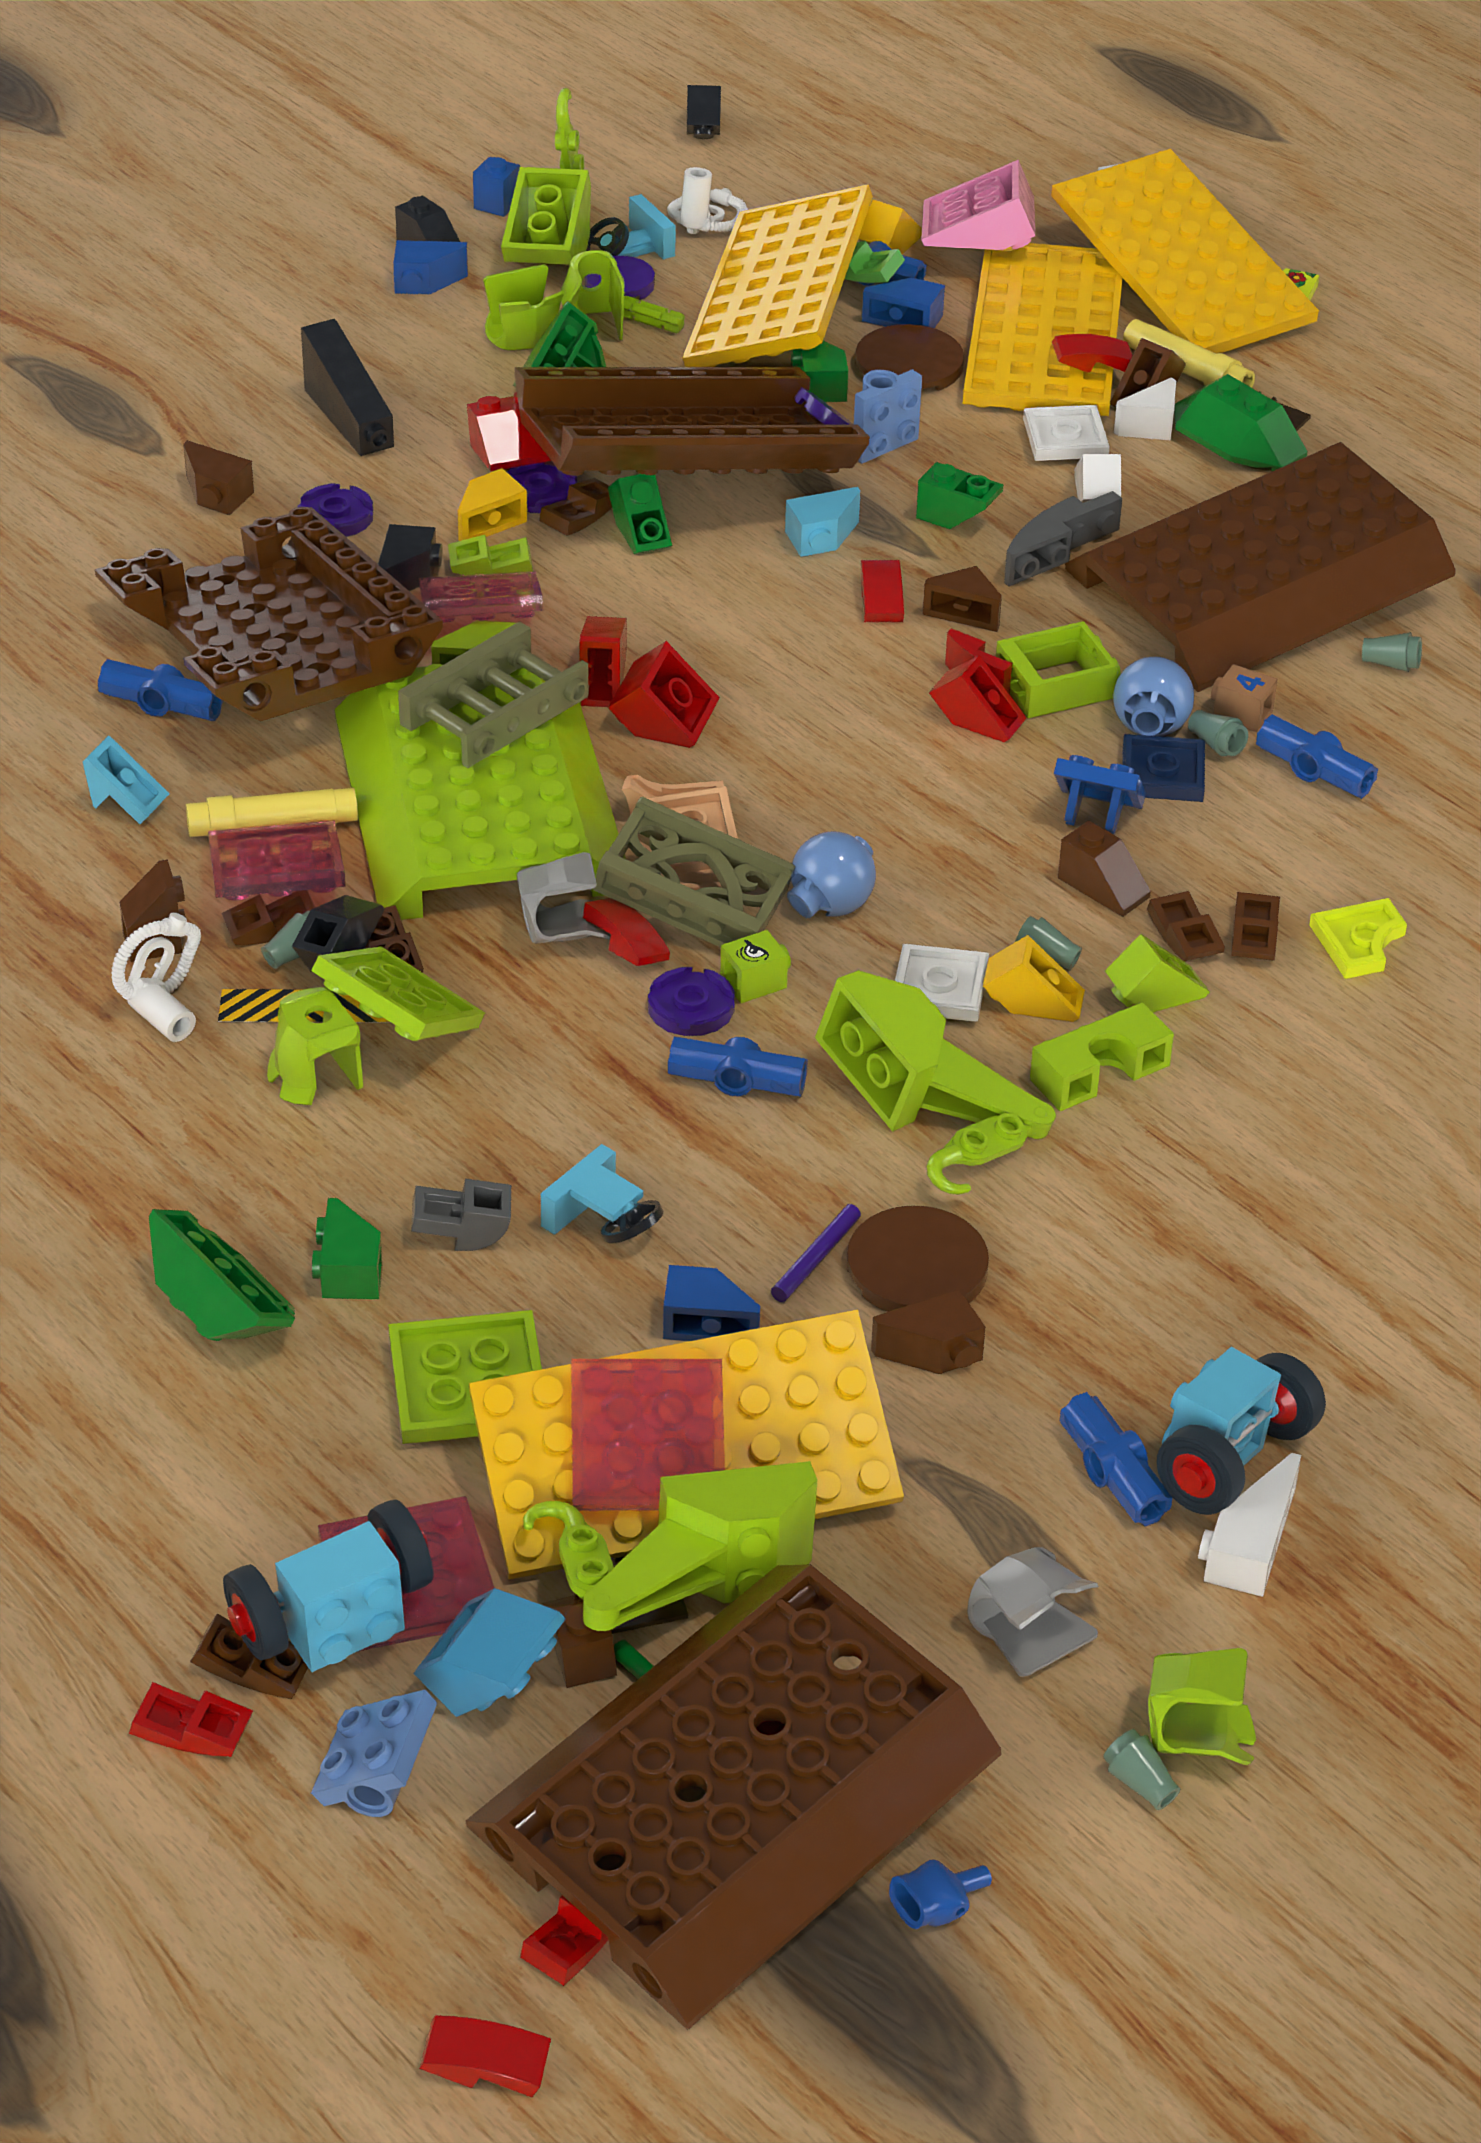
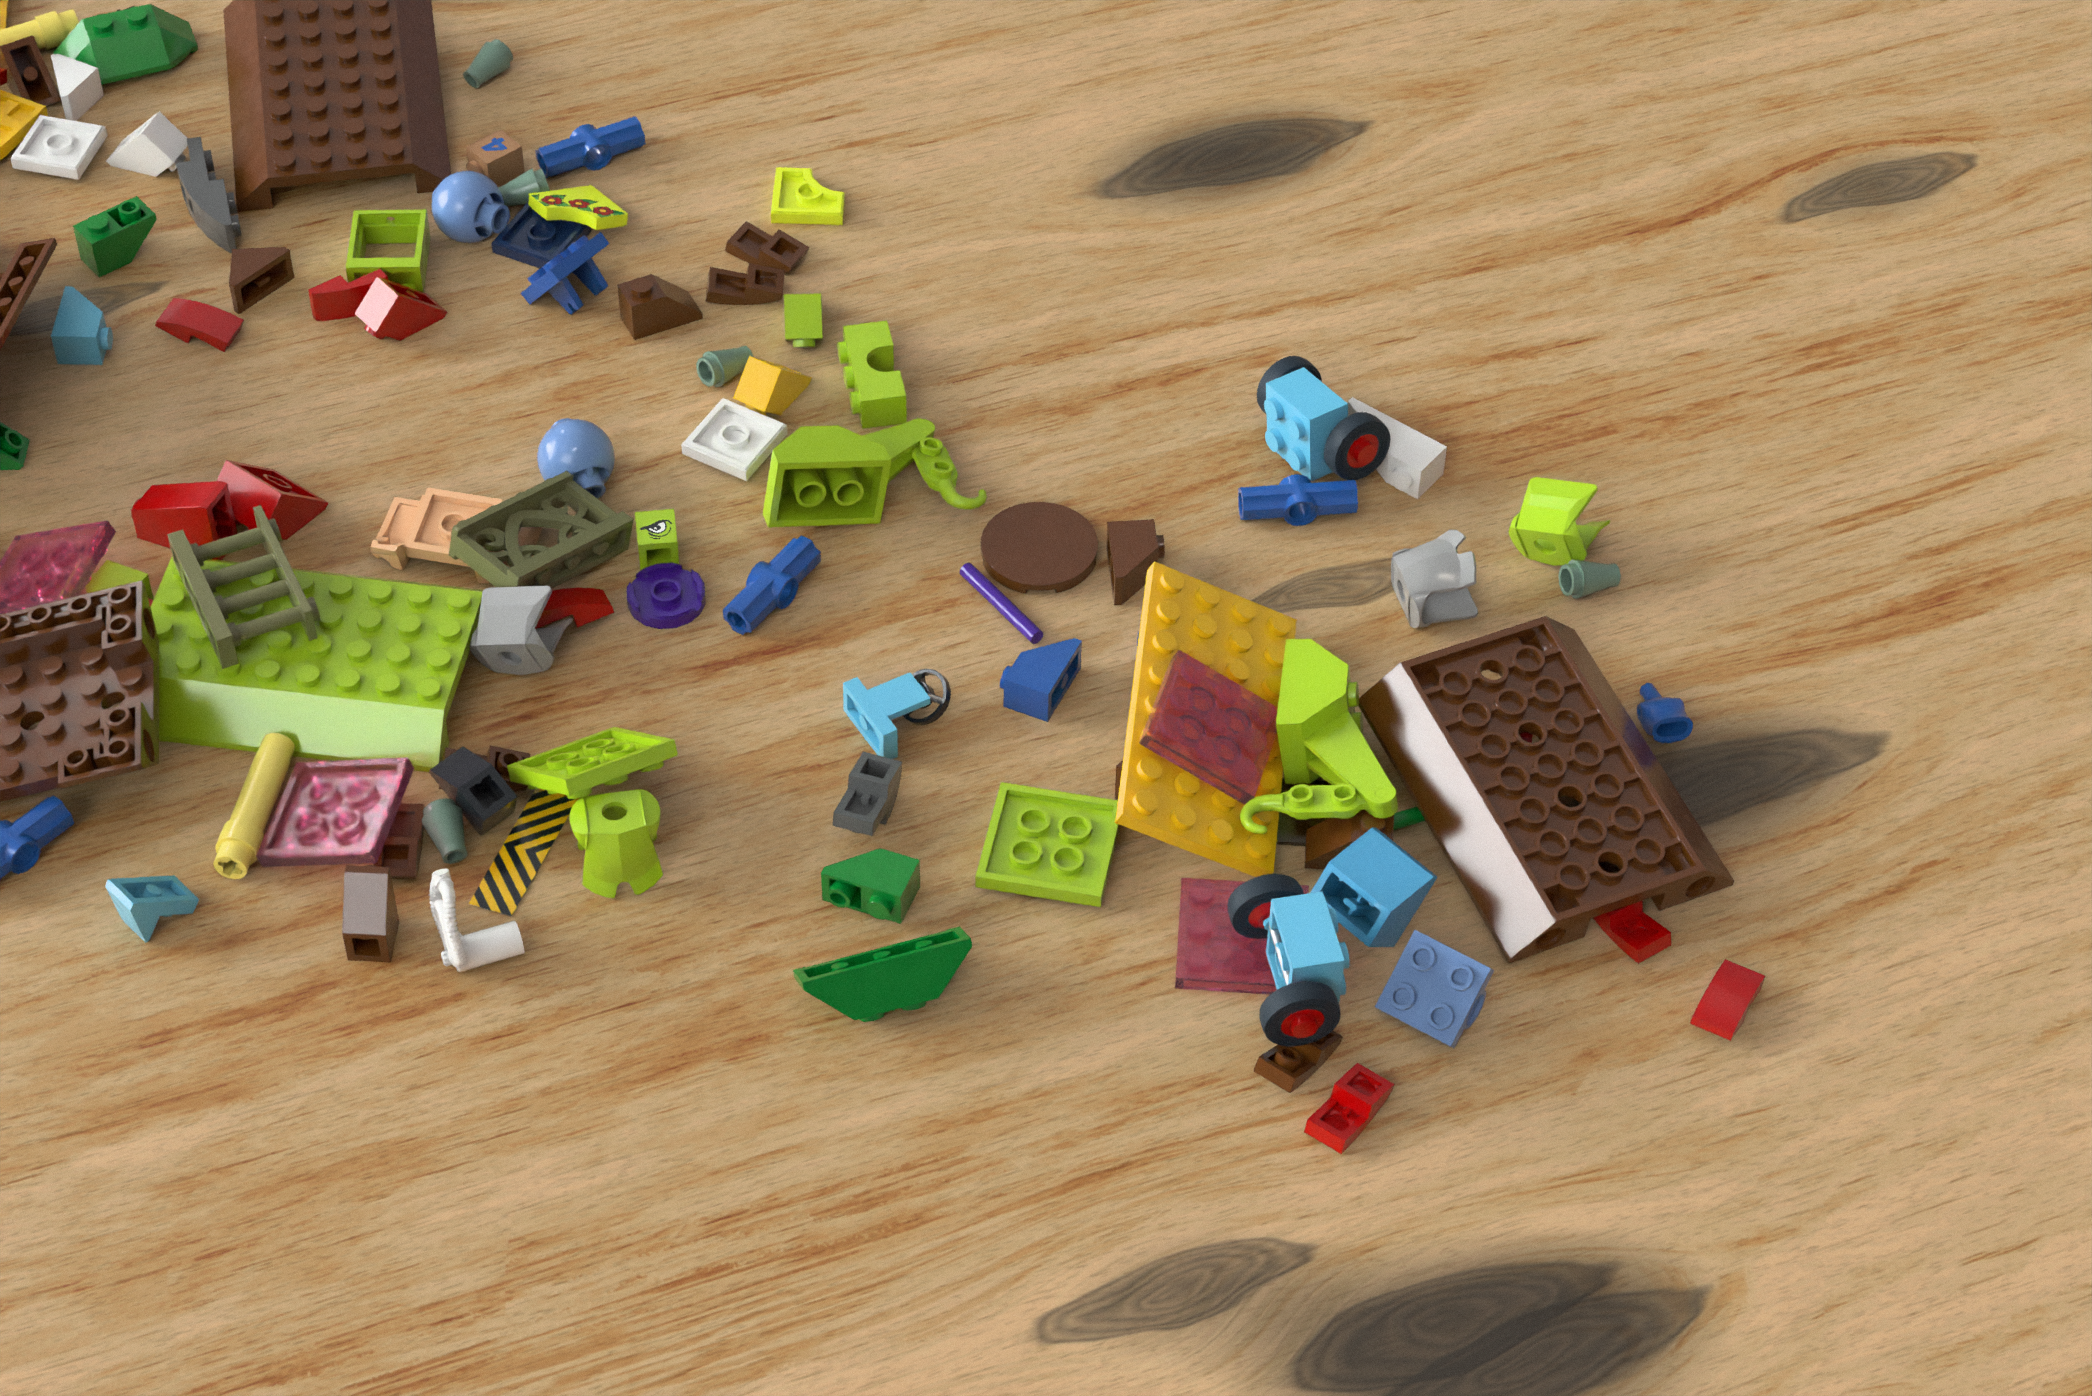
camera: 70 degrees left, 5 degrees up
(1214, 773) = (579, 205): none -> neon yellow tile

